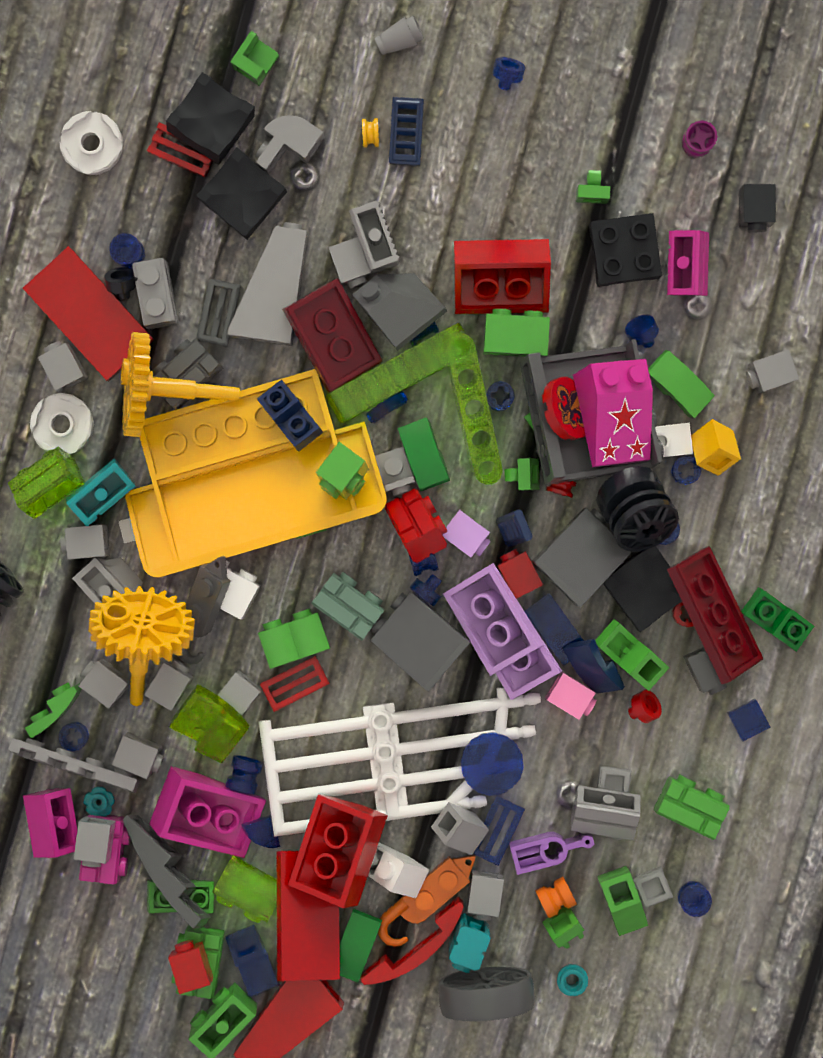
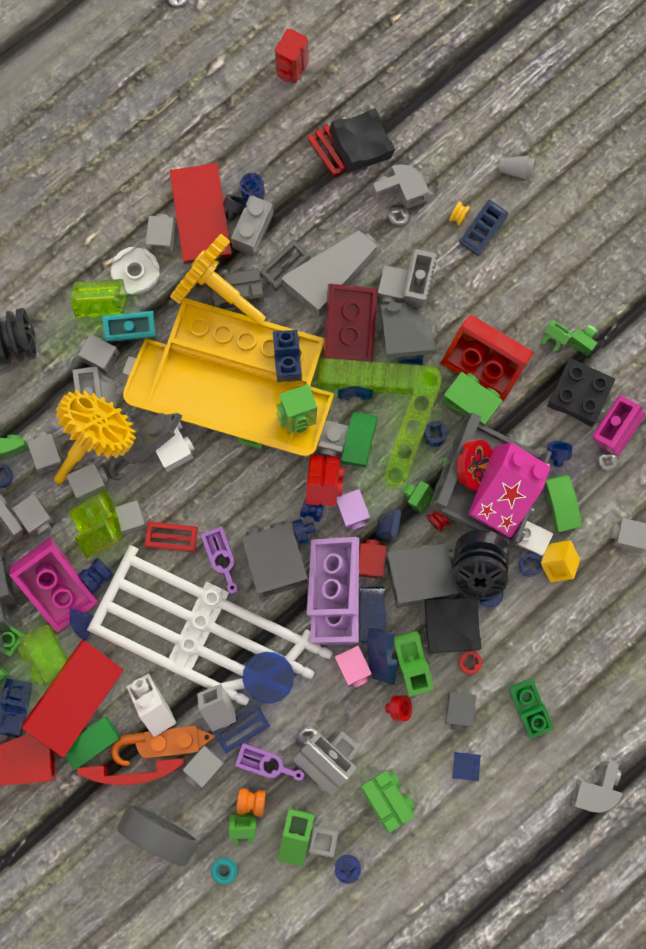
camera: 40 degrees right, 10 degrees down
(70, 71) = (291, 56): none -> red brick
(94, 161) = (275, 123): white tile -> none
(242, 193) = (350, 199): black brick -> none
(254, 59) = (414, 123): bright green panel -> none
(293, 639) = (191, 505): bright green brick -> none
(337, 851) = (122, 665): red slope -> none
(348, 605) = (242, 506): sand green brick -> none
(363, 663) = (225, 551): none -> medium lavender piece
(469, 943) = (168, 792): teal brick -> none
(508, 71) = (575, 231): clear blue tile -> none
(561, 200) = (558, 333): none -> bright green tile
(715, 614) = (489, 674): dark red tile -> none

